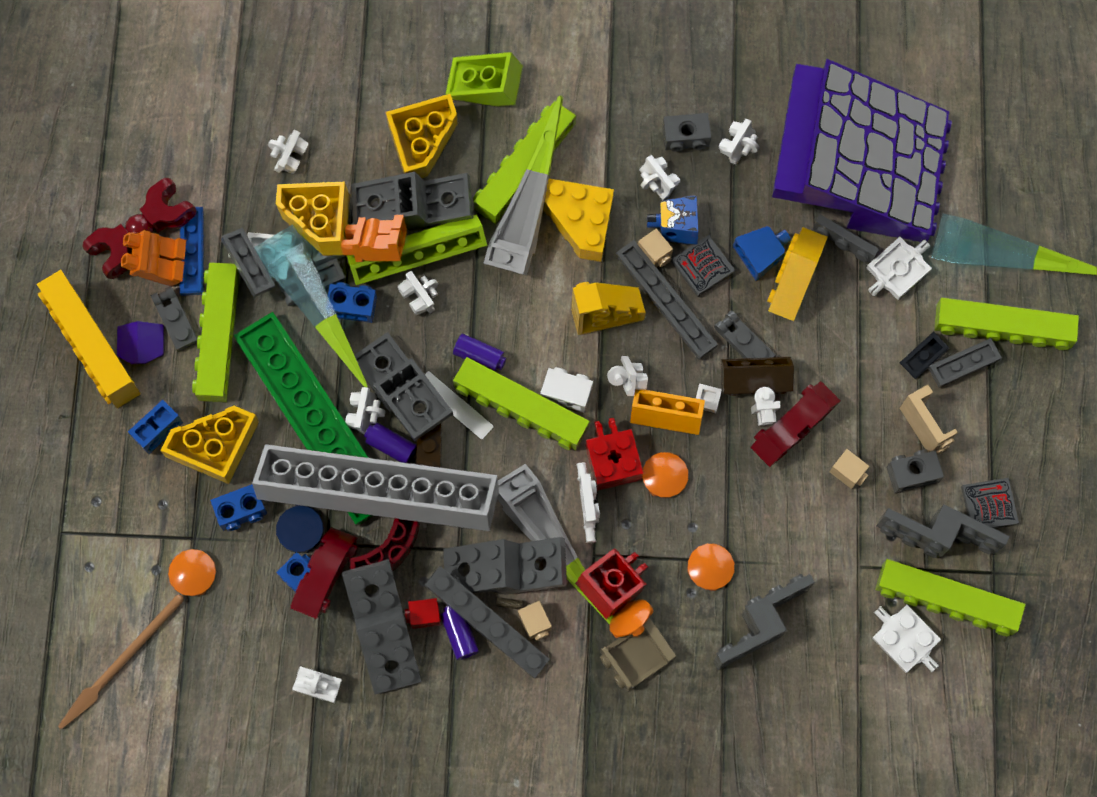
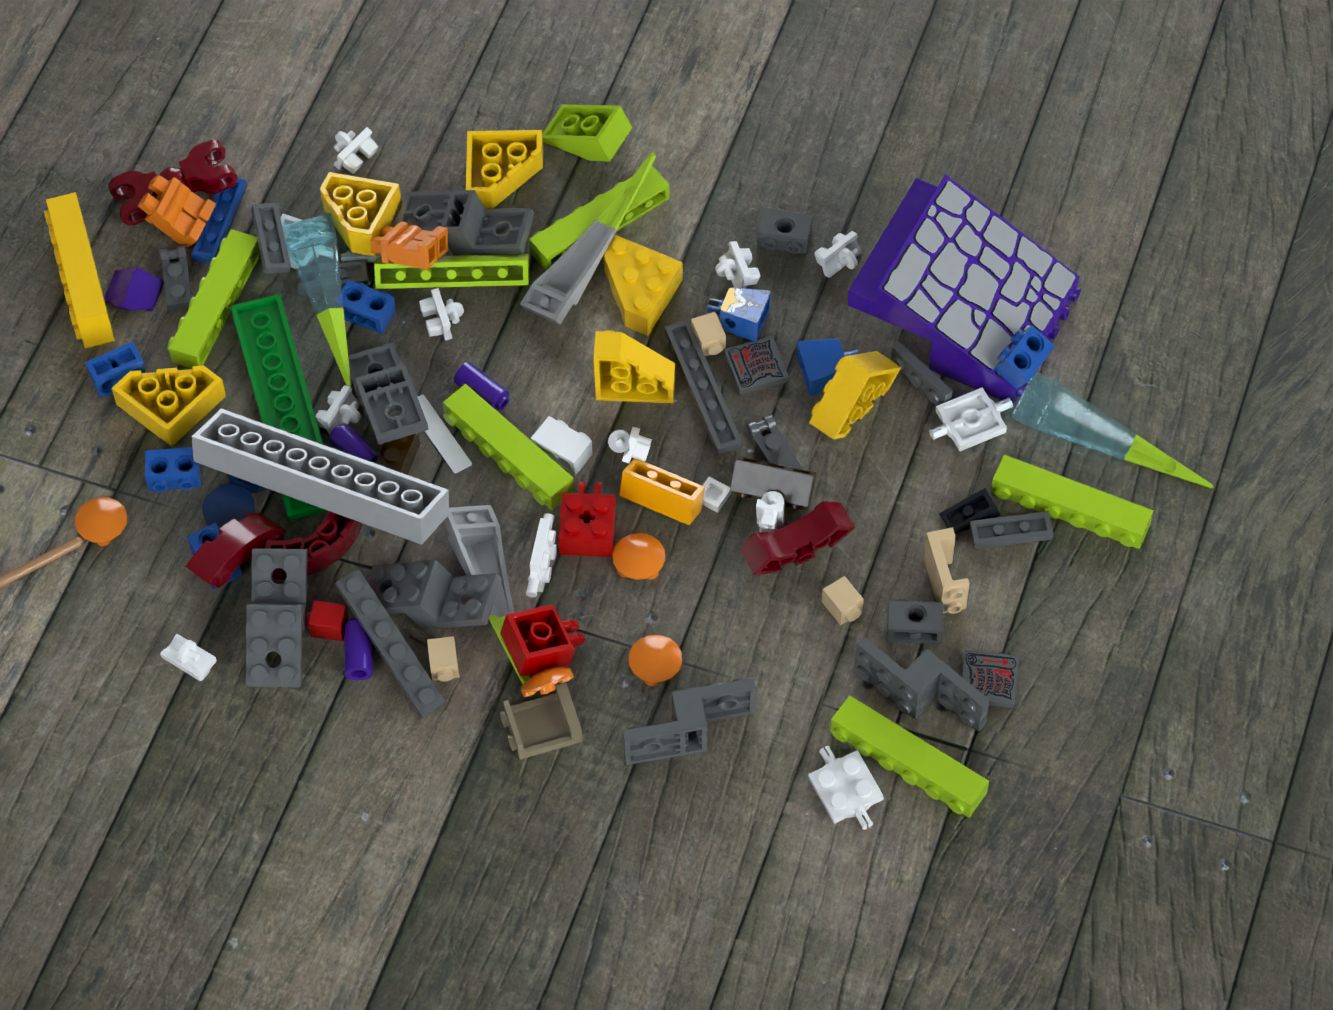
camera: 20 degrees right, 15 degrees down
(932, 204) = (1027, 359): none -> blue brick

